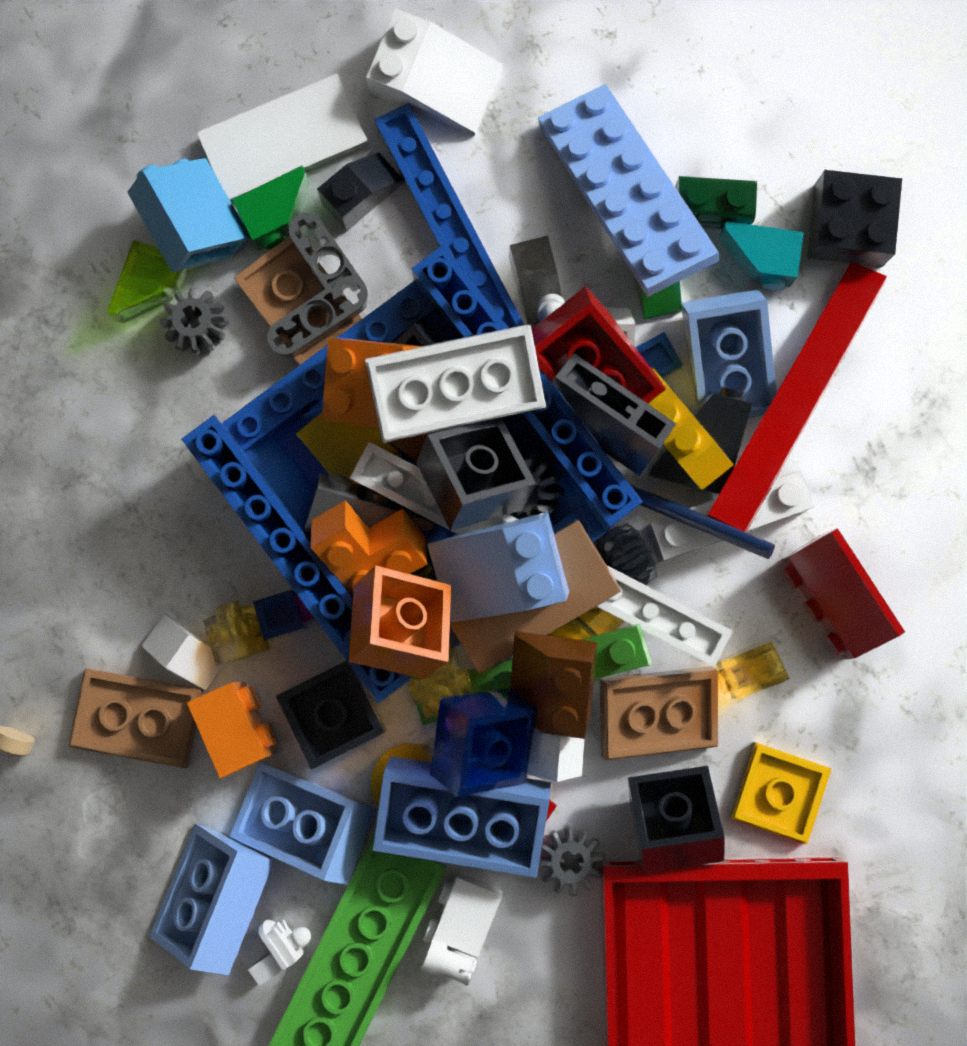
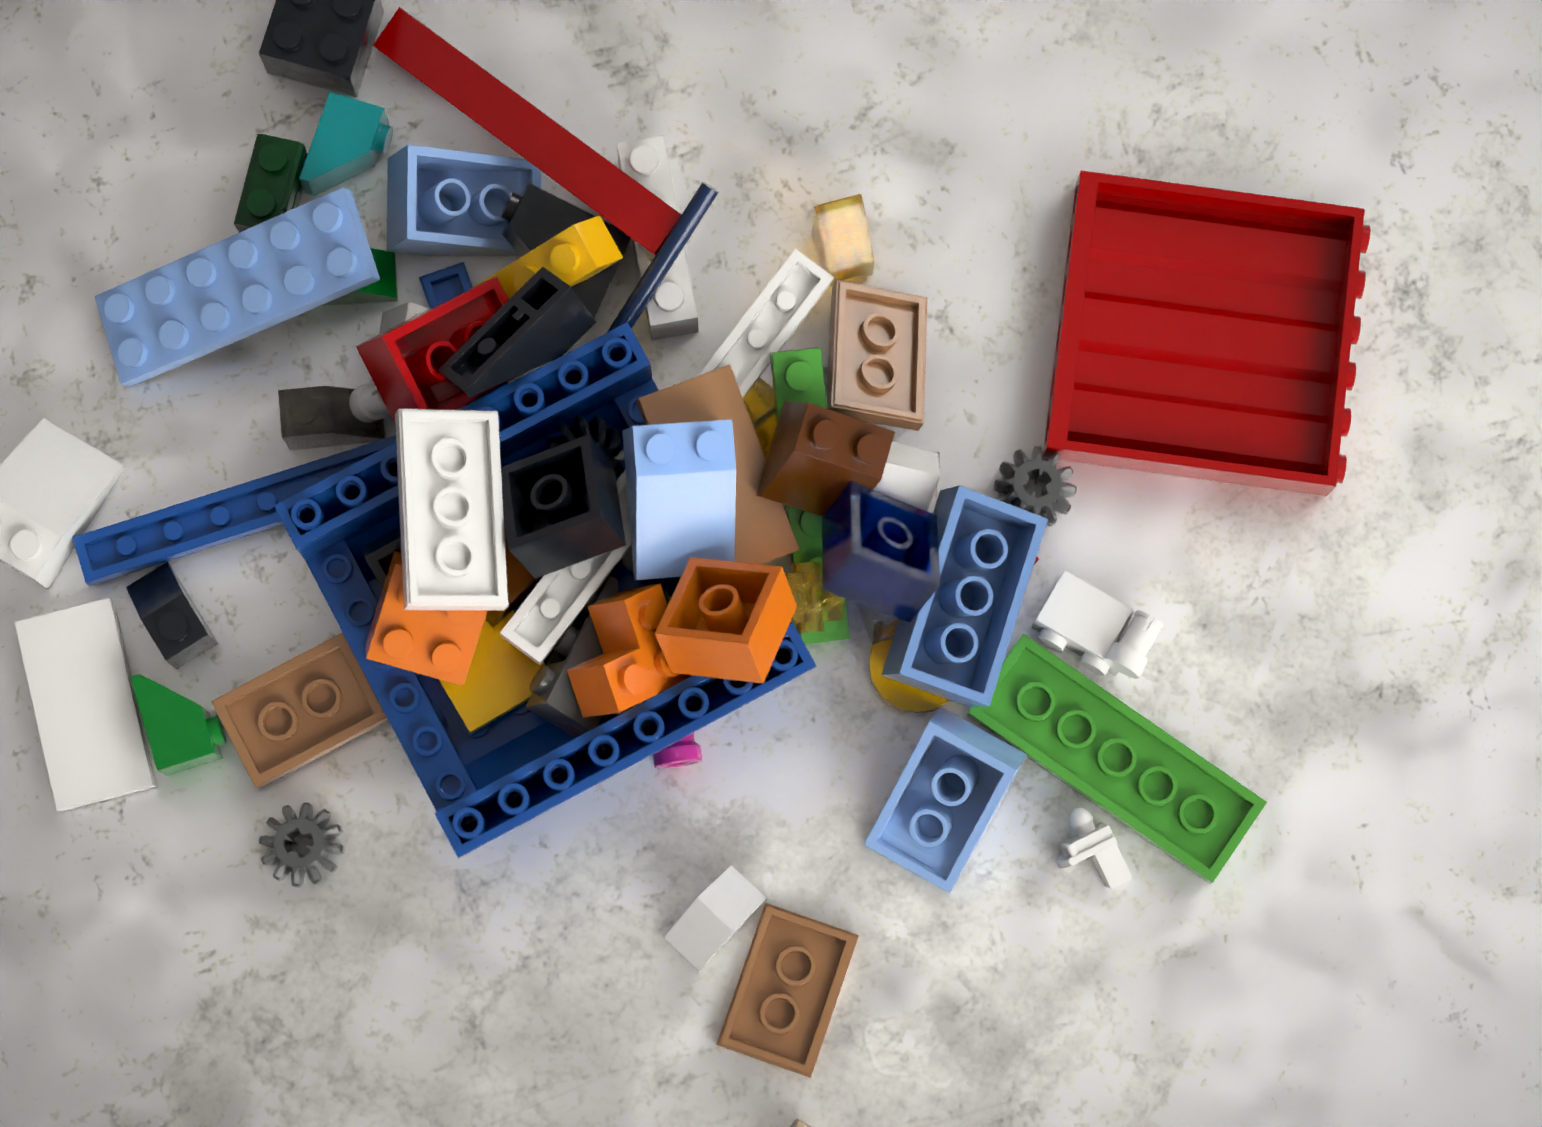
camera: 85 degrees left, 5 degrees down
(143, 283) = (238, 896): clear neon green slope -> none
(188, 213) = (164, 828): brick -> none
(211, 900) = (1021, 923): light blue slope -> none
(233, 727) = (819, 858): orange brick -> none
(234, 633) = (703, 845): clear yellow brick -> none
(279, 616) = (690, 785): clear blue brick -> none
(331, 714) = (819, 740): black brick -> none
(333, 284) = (288, 663): dark grey beam -> none
(627, 553) = (682, 356): black gear -> none
(676, 819) = (1003, 354): black brick -> none
(780, 793) = (991, 236): yellow tile -> none
(841, 595) = (771, 125): red slope -> none

